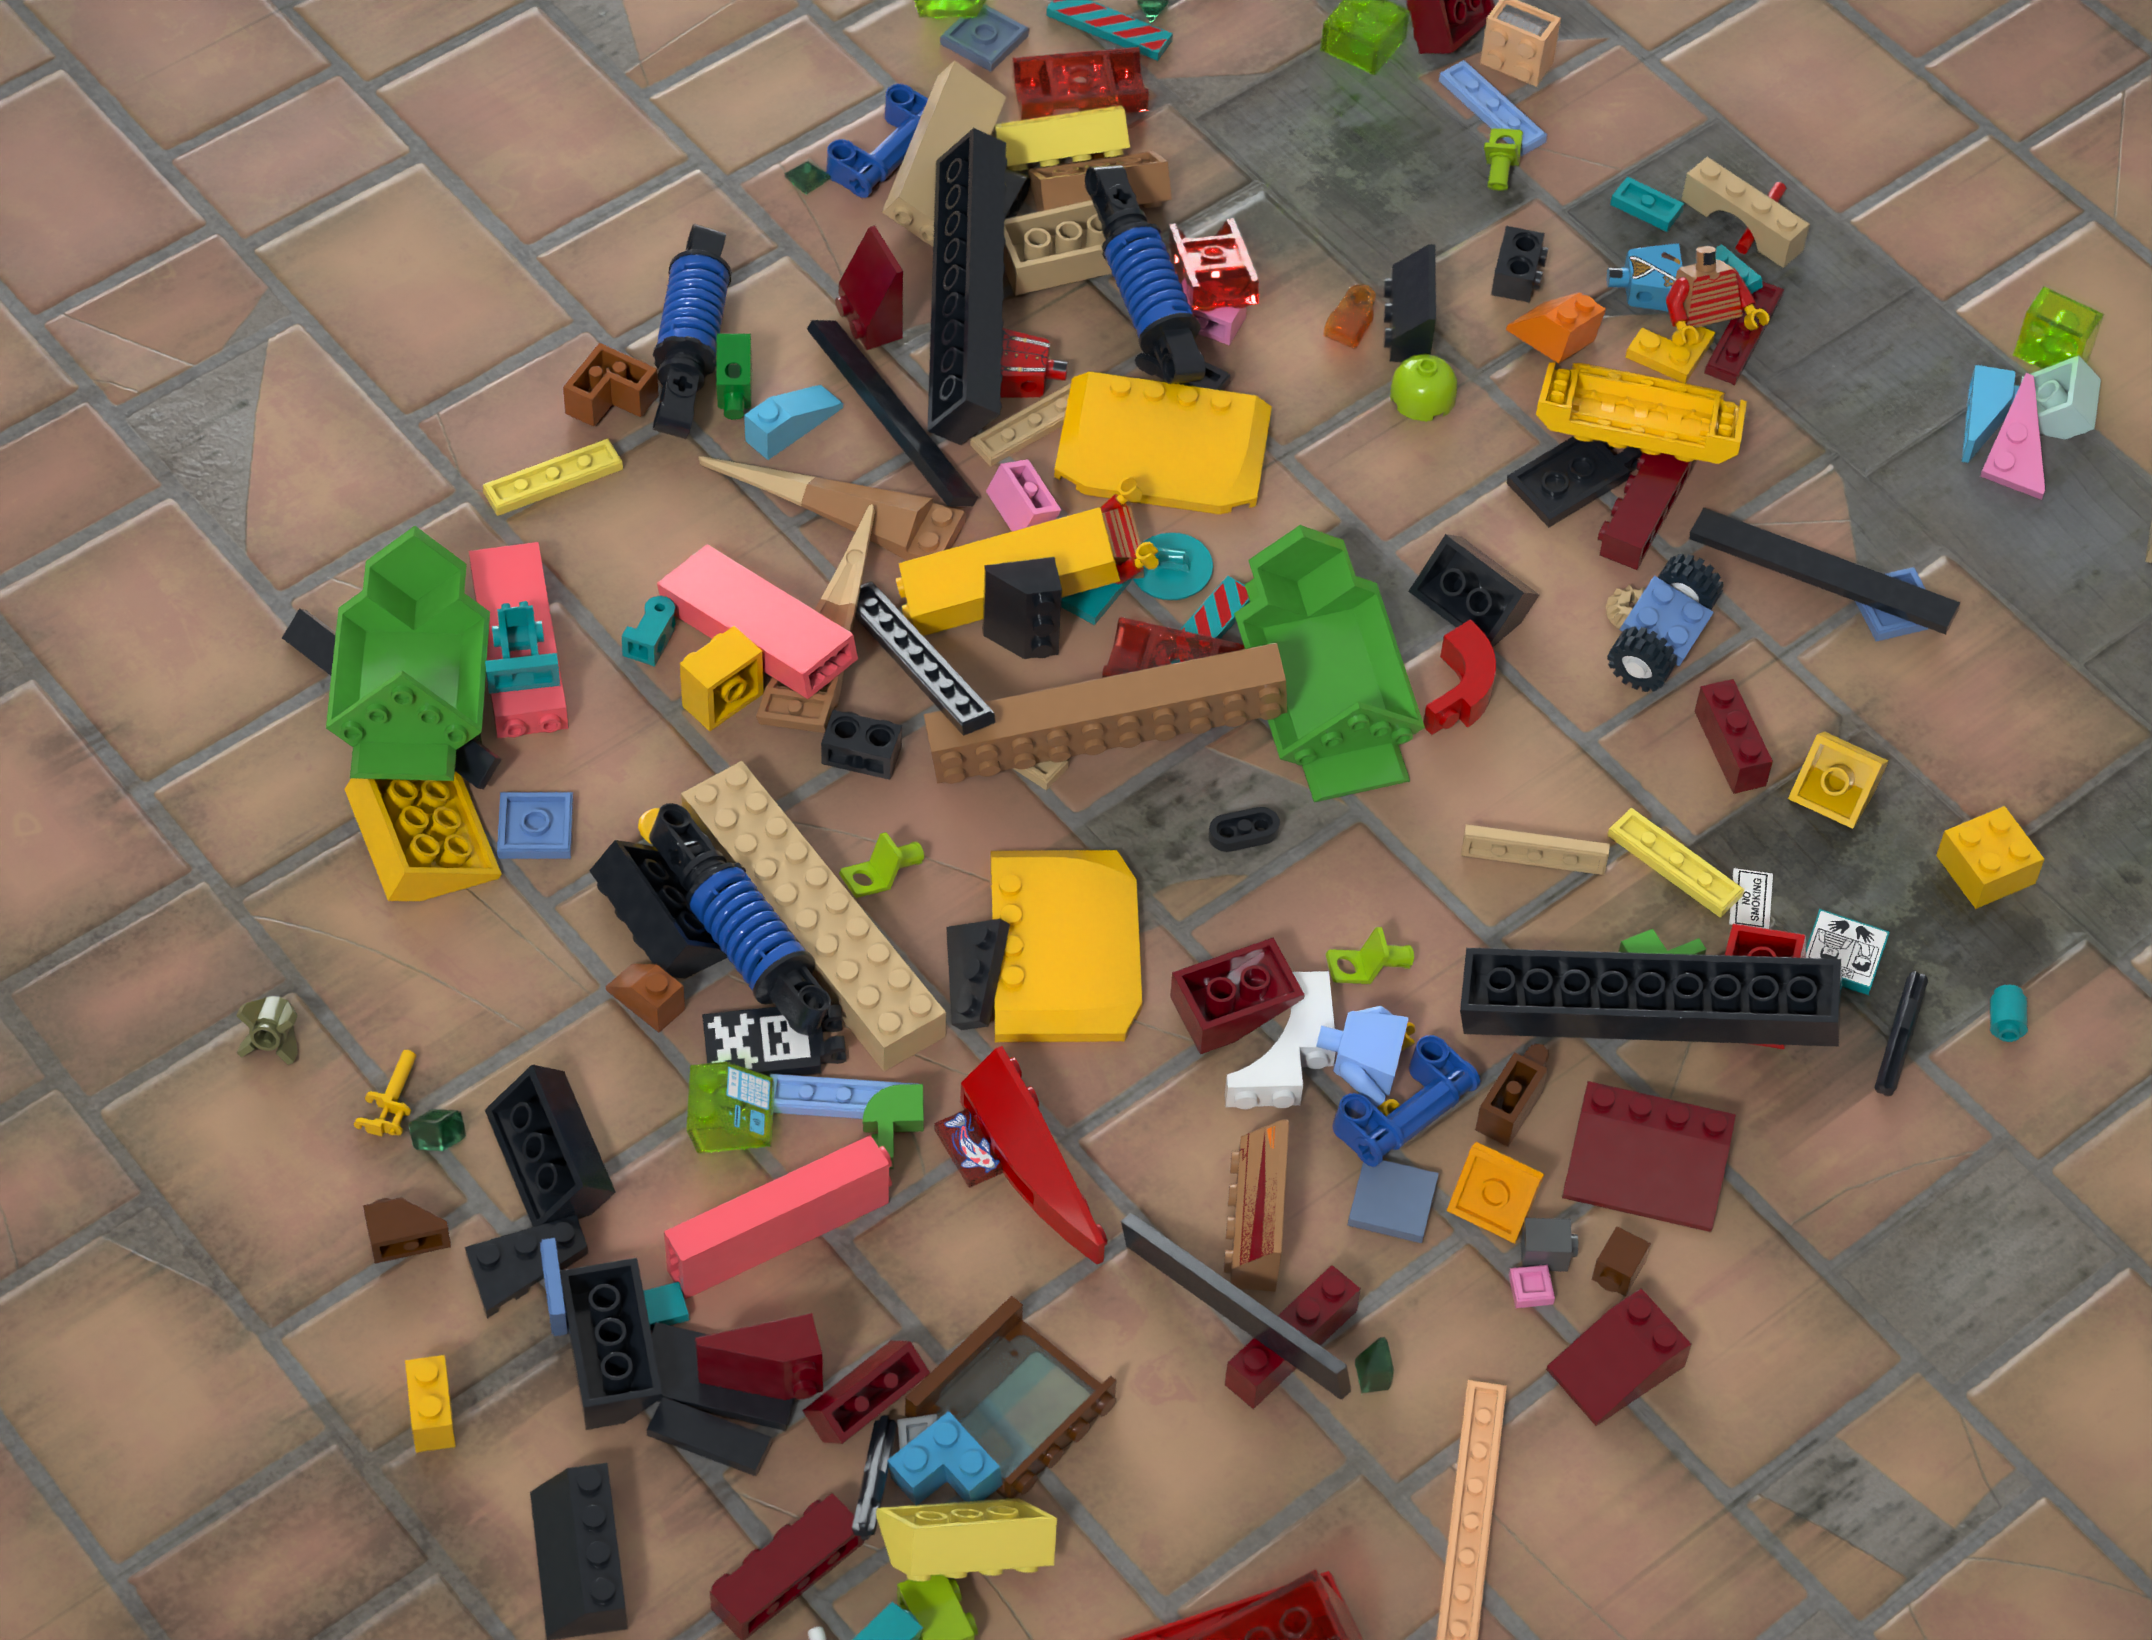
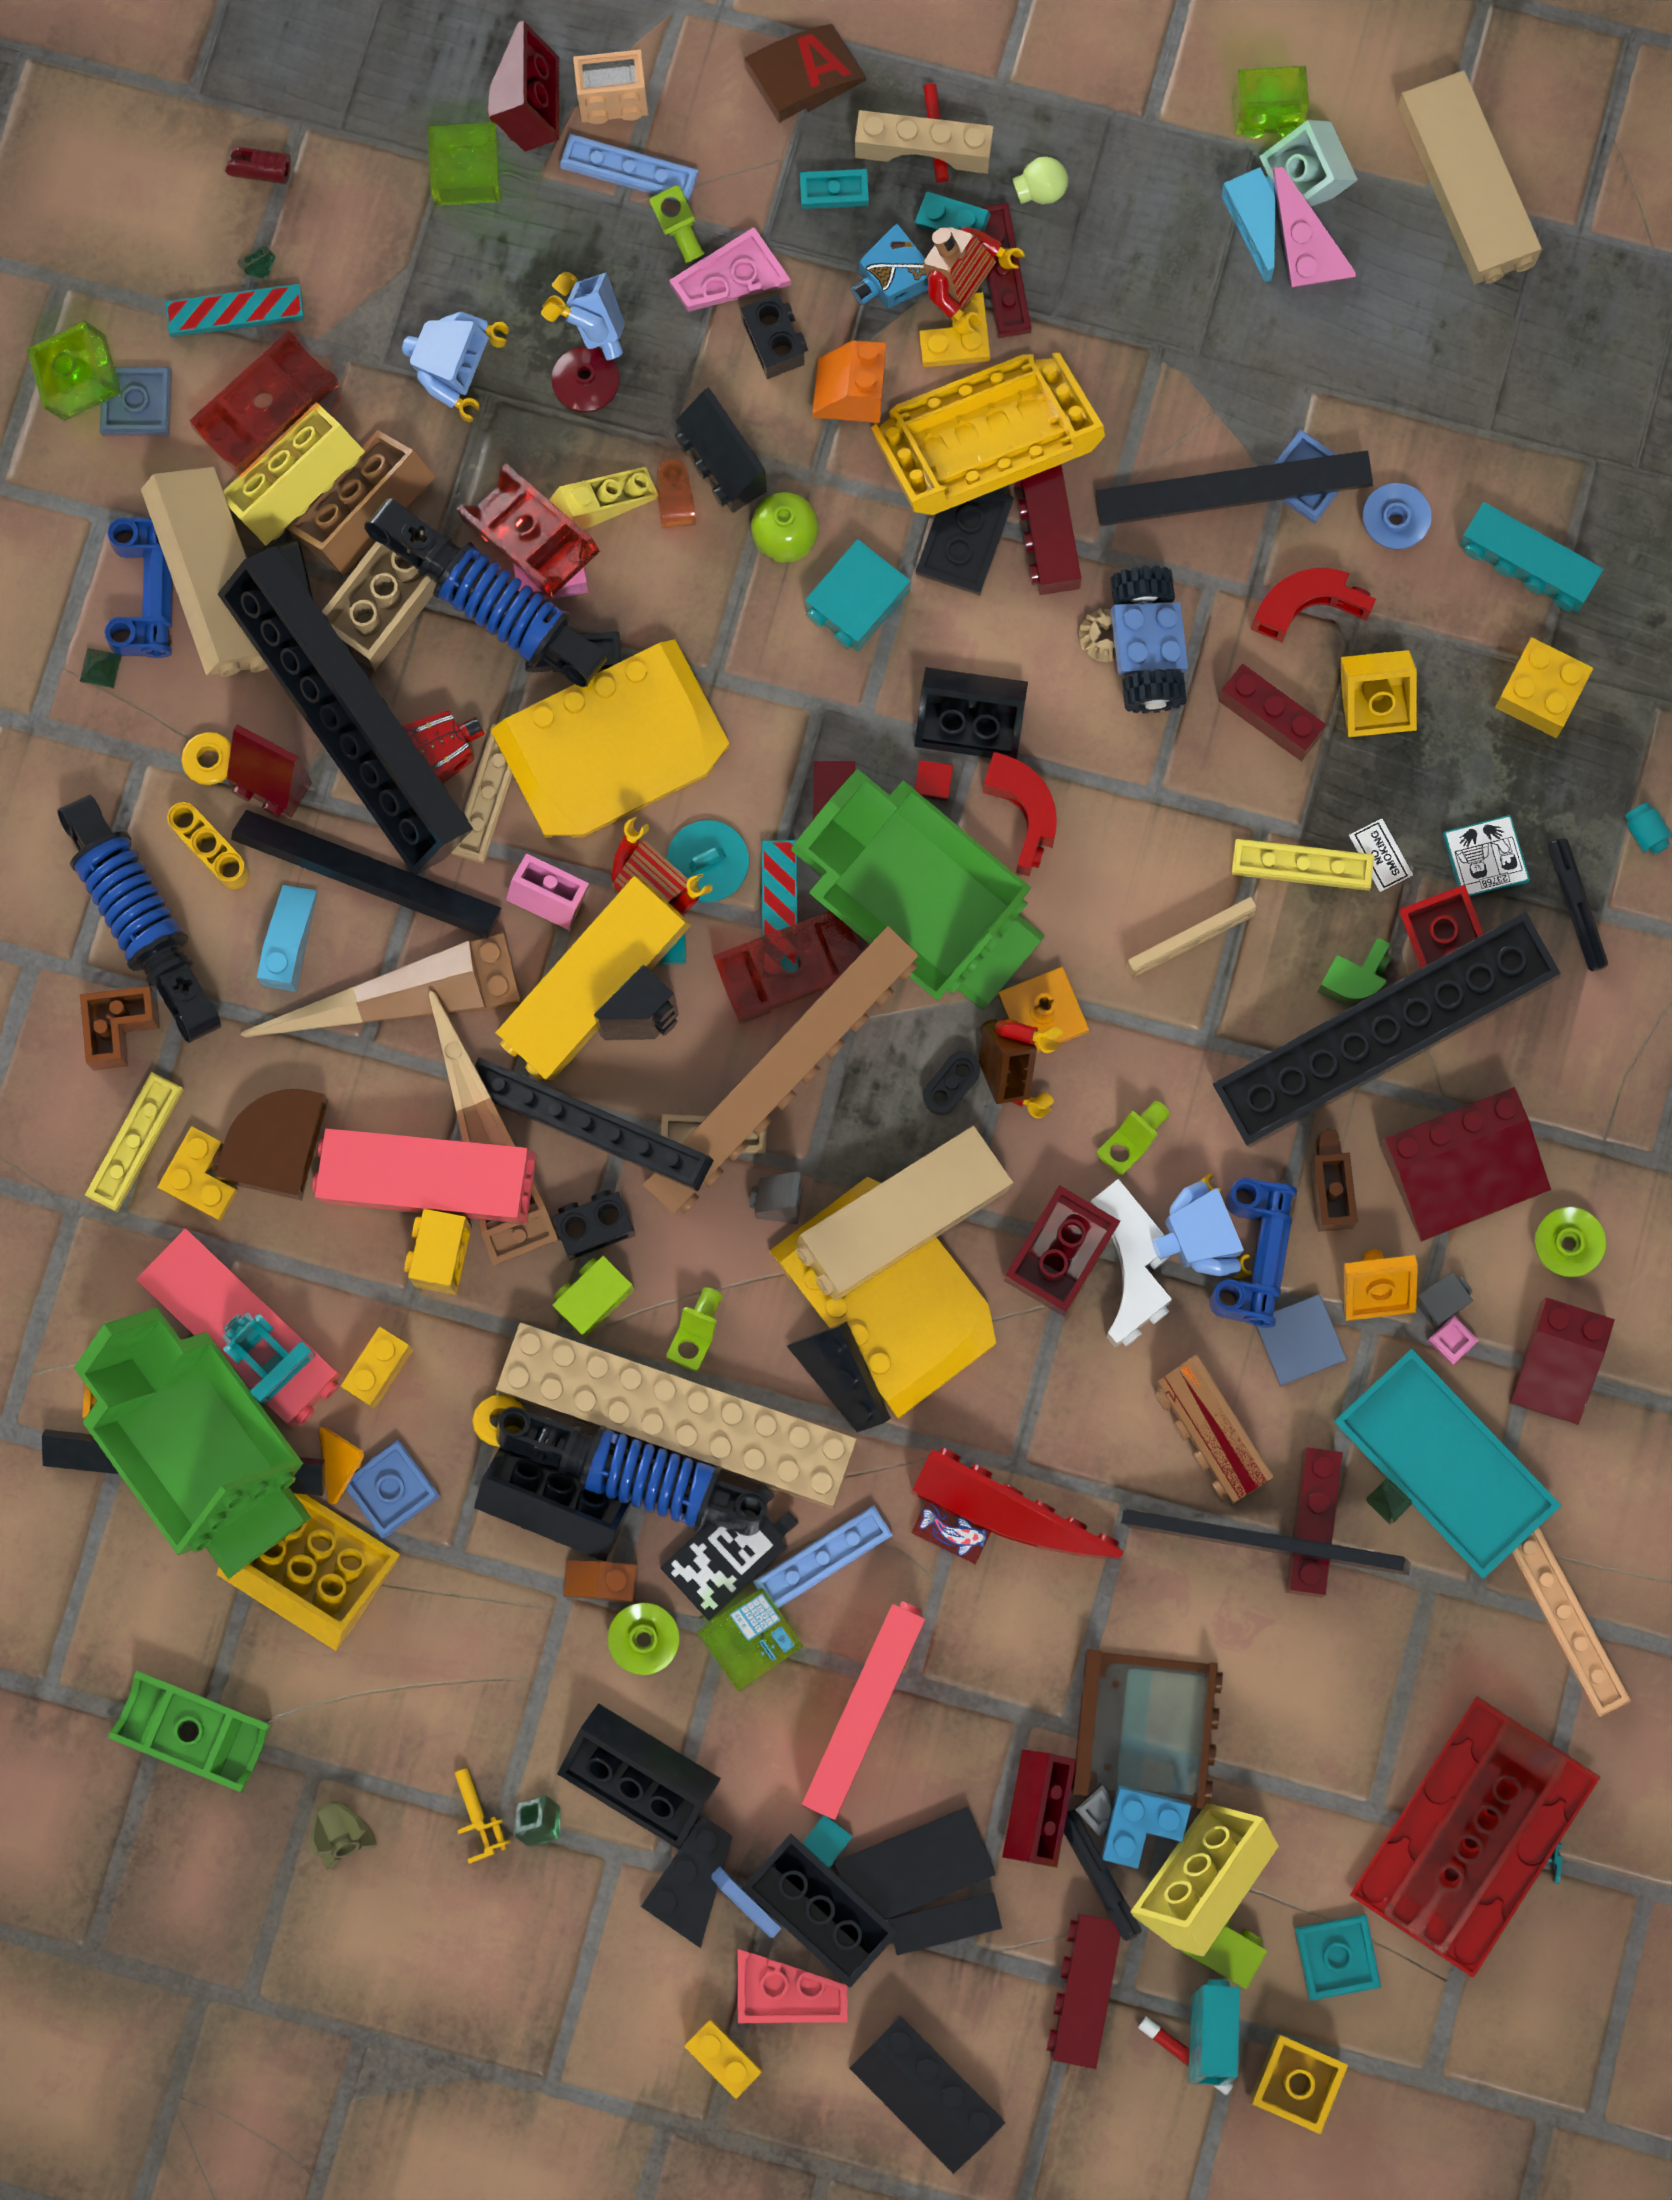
camera: 30 degrees left, 25 degrees up
(234, 910) = (226, 1741): none -> bright green piece
(403, 1229) = (580, 1930): reddish brown slope -> none
(514, 772) = (341, 1462): none -> light orange piece
(526, 1395) = (786, 1994): none -> coral wing
(574, 524) = (189, 1178): none -> yellow plate
(600, 730) = (377, 1368): none -> yellow brick
(642, 1040) = (624, 1635): none -> lime dish
(652, 633) = (342, 1238): teal leg -> none
(657, 535) = (273, 1143): none -> reddish brown brick
(734, 374) = (203, 928): green torso -> none
(764, 1359) = (962, 1839): dark red slope -> none
(785, 323) = (200, 831): none -> yellow beam
(818, 791) = (592, 1296): none -> lime brick
(828, 265) = (196, 747): none -> yellow piece
(894, 1110) = (875, 1554): bright green brick -> none
(1032, 813) = (778, 1197): none -> dark grey slope
(1123, 882) = (903, 1214): none -> tan brick
(1249, 132) = (449, 356): none -> light blue torso
(1292, 287) = (605, 497): none -> light yellow slope
(1303, 834) = (1009, 1062): none -> reddish brown torso
(1344, 214) = (589, 393): none -> dark red dish
(1364, 830) = (1045, 1004): none -> light orange tile
(1386, 162) = (590, 308): none -> light blue torso
(1407, 621) = (934, 780): none -> red tile
(1444, 462) = (856, 596): none -> teal brick
(1451, 1372) = (1447, 1463): none -> teal tile
(1516, 207) = (730, 273): none -> bright pink wing
(1620, 1261) = (1507, 1275): reddish brown brick -> none
(1683, 119) = (803, 71): none -> reddish brown slope
(1699, 1259) = (1584, 1231): none -> lime dish
(1822, 289) = (1042, 181): none -> yellowish green piece
(1826, 672) = (1305, 590): none -> red arch
(1951, 657) = (1399, 501): none -> medium blue dish
(2049, 763) = (1530, 558): none -> teal brick

